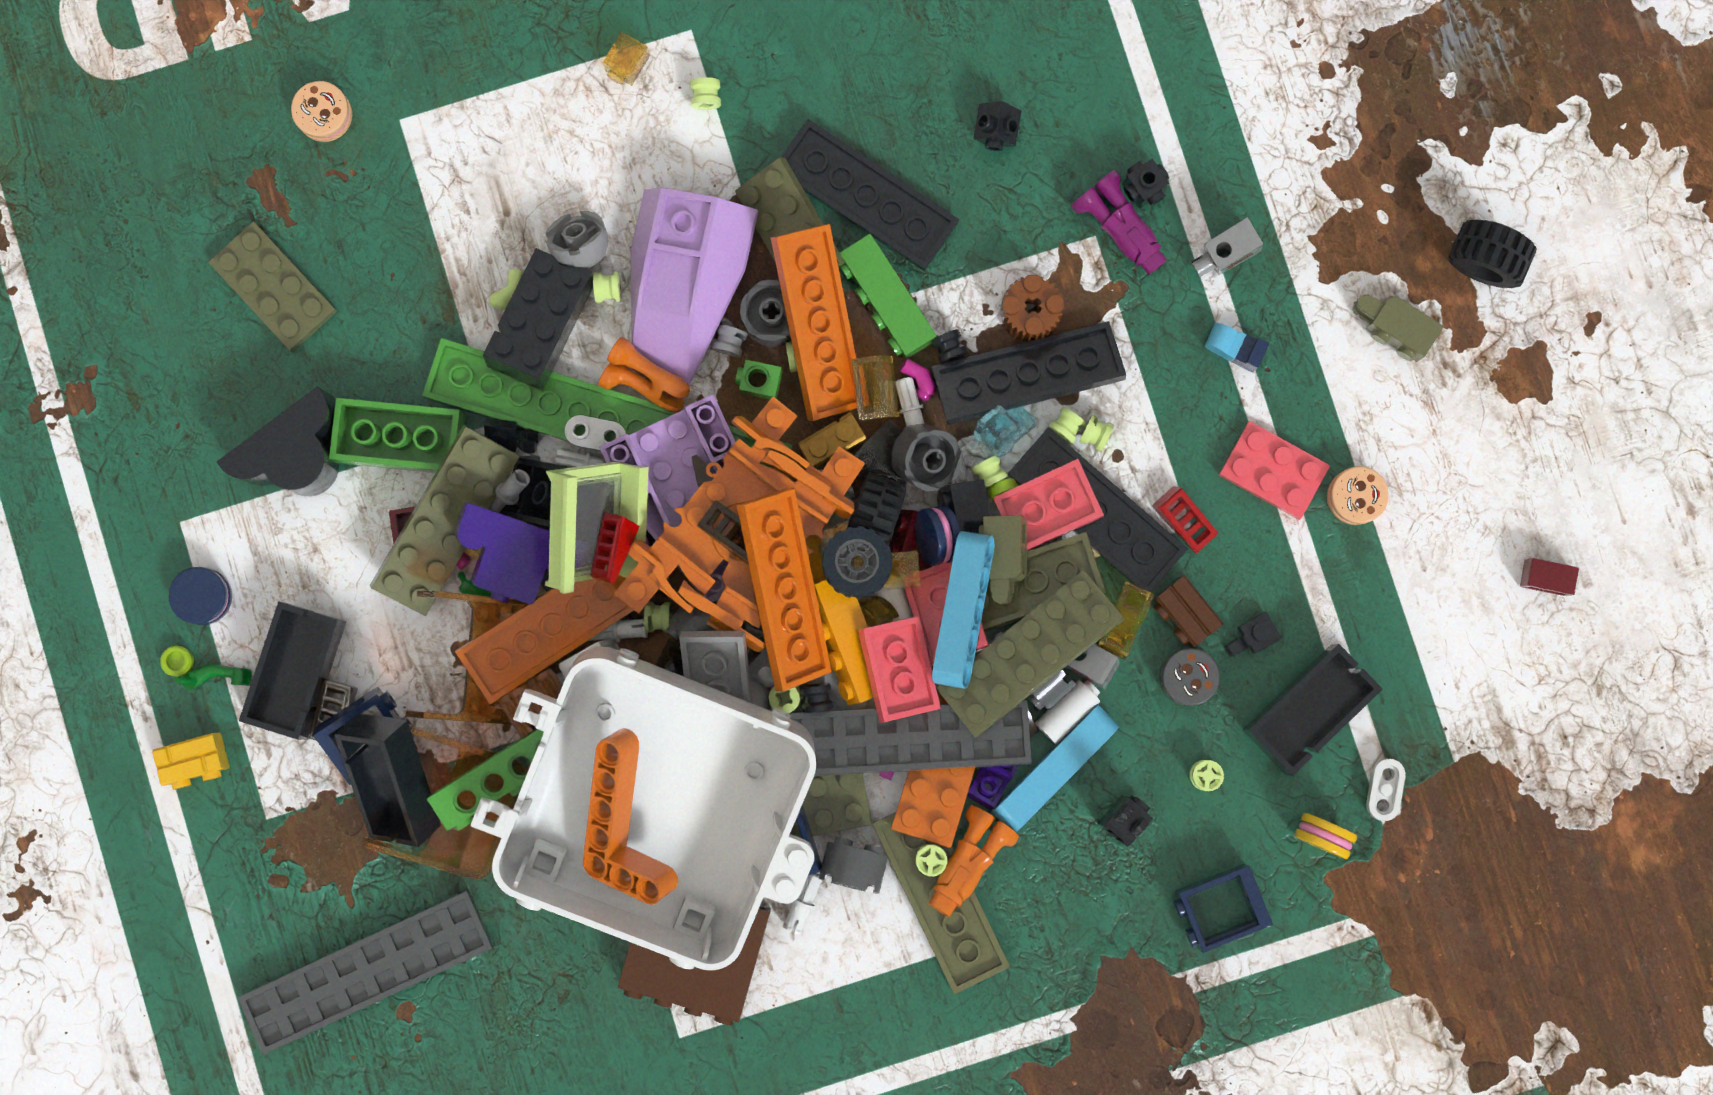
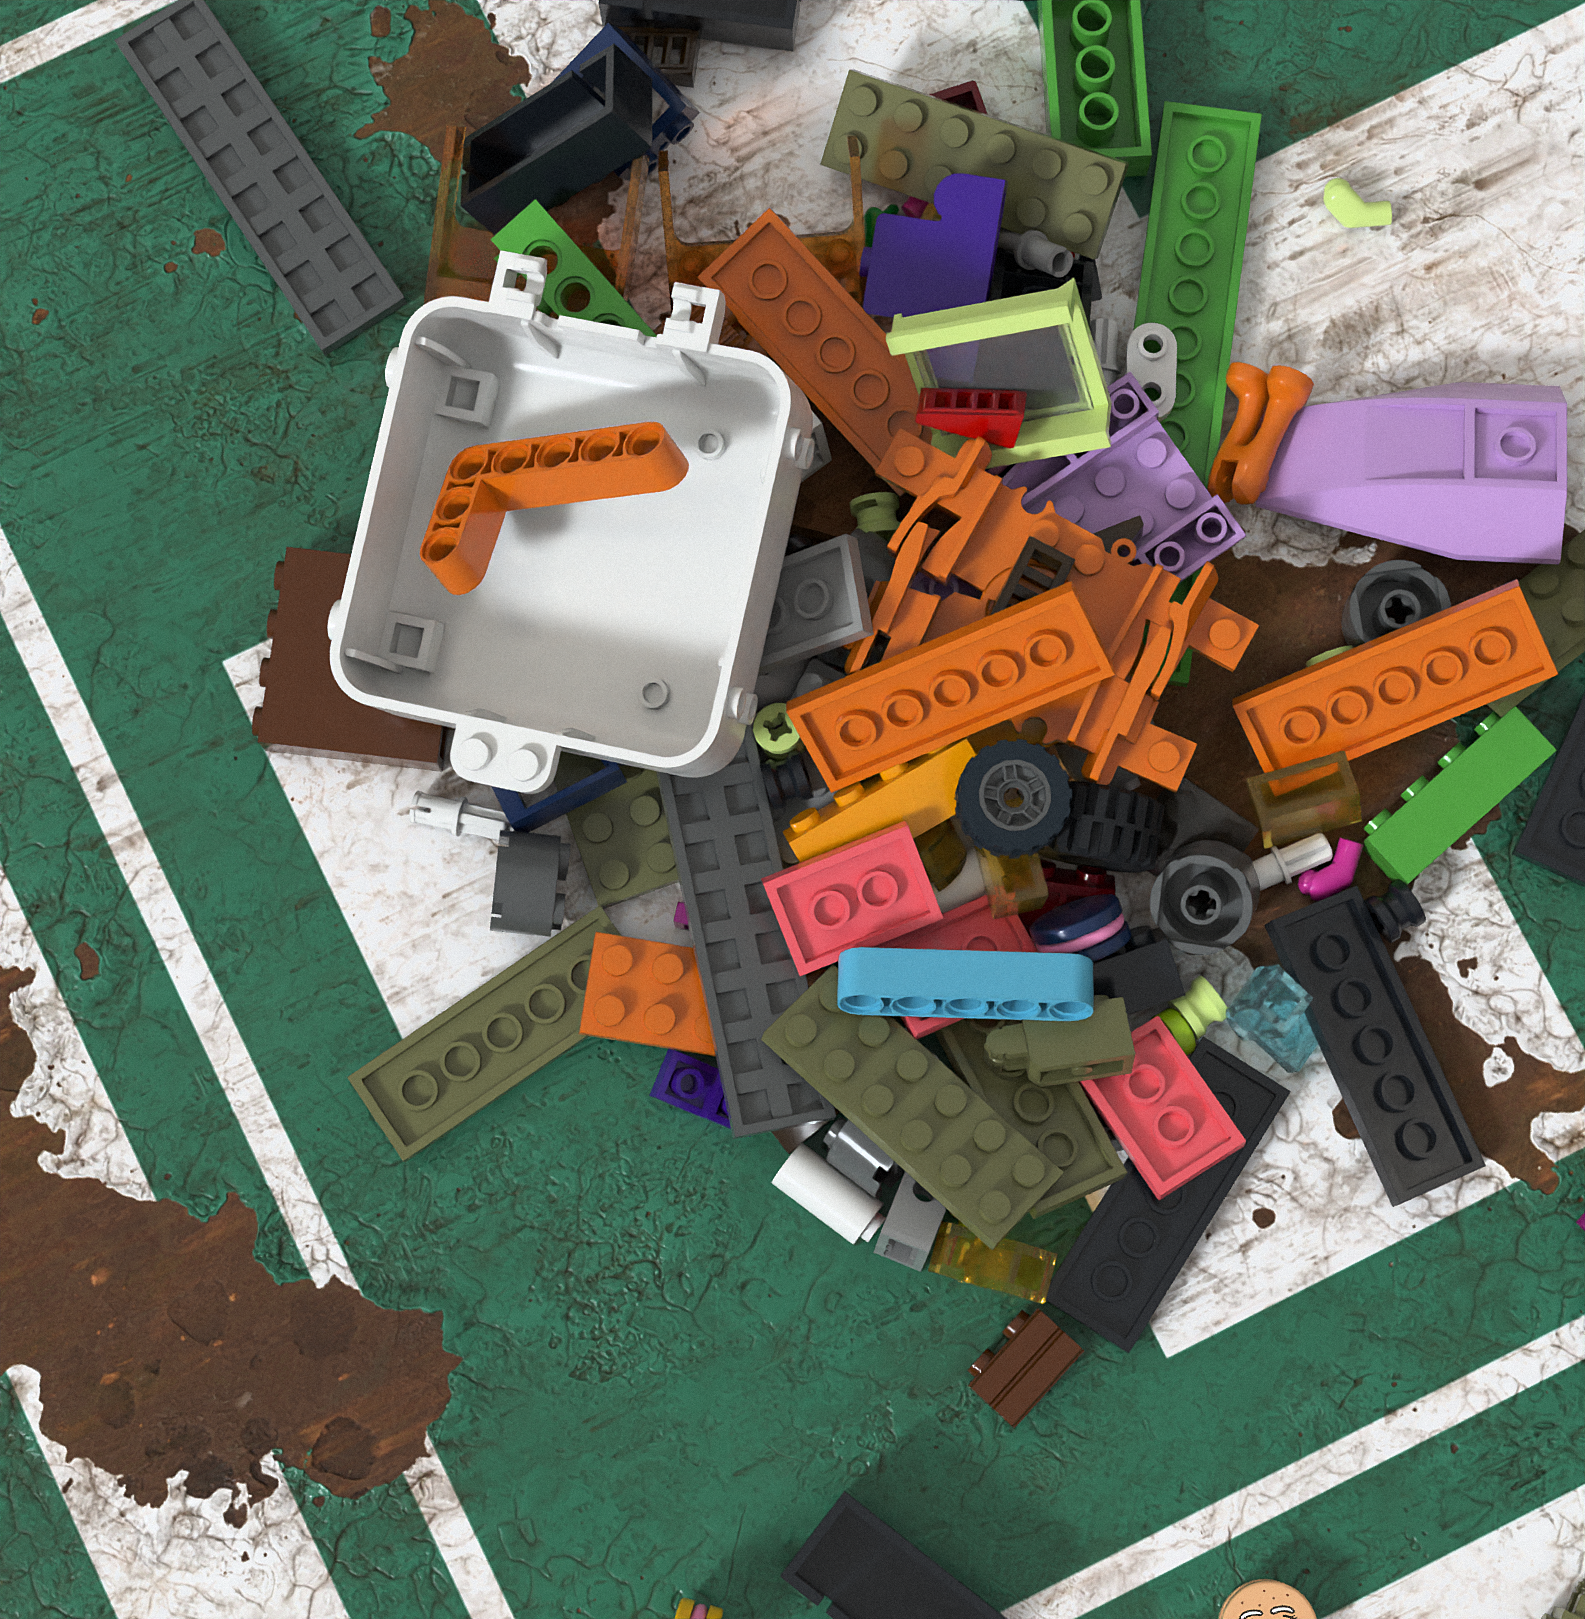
camera: 85 degrees right, 5 degrees down
(508, 435) = (1123, 242): black plate -> none
(538, 319) = (1319, 255): black piece -> none
(578, 240) = (1455, 294): light grey cylinder -> none
(606, 286) = (1390, 353): yellowish green wheel -> none
(623, 629) = (846, 464): white axle -> none
(729, 341) = (1338, 558): light grey wheel -> none
(771, 386) = (1278, 636): bright green brick -> none
(821, 445) = (1217, 760): pearl gold brick -> none
(932, 864) = (547, 995): yellowish green wheel -> none
(969, 861) = (560, 1067): orange piece -> none
(1037, 292) = (1510, 1026): dark orange brick -> none
(1055, 769) = (733, 1188): medium azure beam -> none
(1067, 425) = (1298, 1122): yellowish green wheel -> none
(1096, 433) = (1295, 1173): yellowish green wheel -> none
(1126, 819) = (667, 1311): black hinge -> none
(1161, 507) = (1207, 1310): red slope -> none
(1189, 677) = (917, 1387): dark grey head -> none
(1211, 777) = (755, 1443): yellowish green wheel -> none
(1236, 347) = (1482, 1386): leg -> none
(1252, 896) = (499, 1456): dark blue window -> none
(1256, 635) = (1006, 1490): black plate -> none
(1274, 470) = (1285, 1482): coral plate -> none

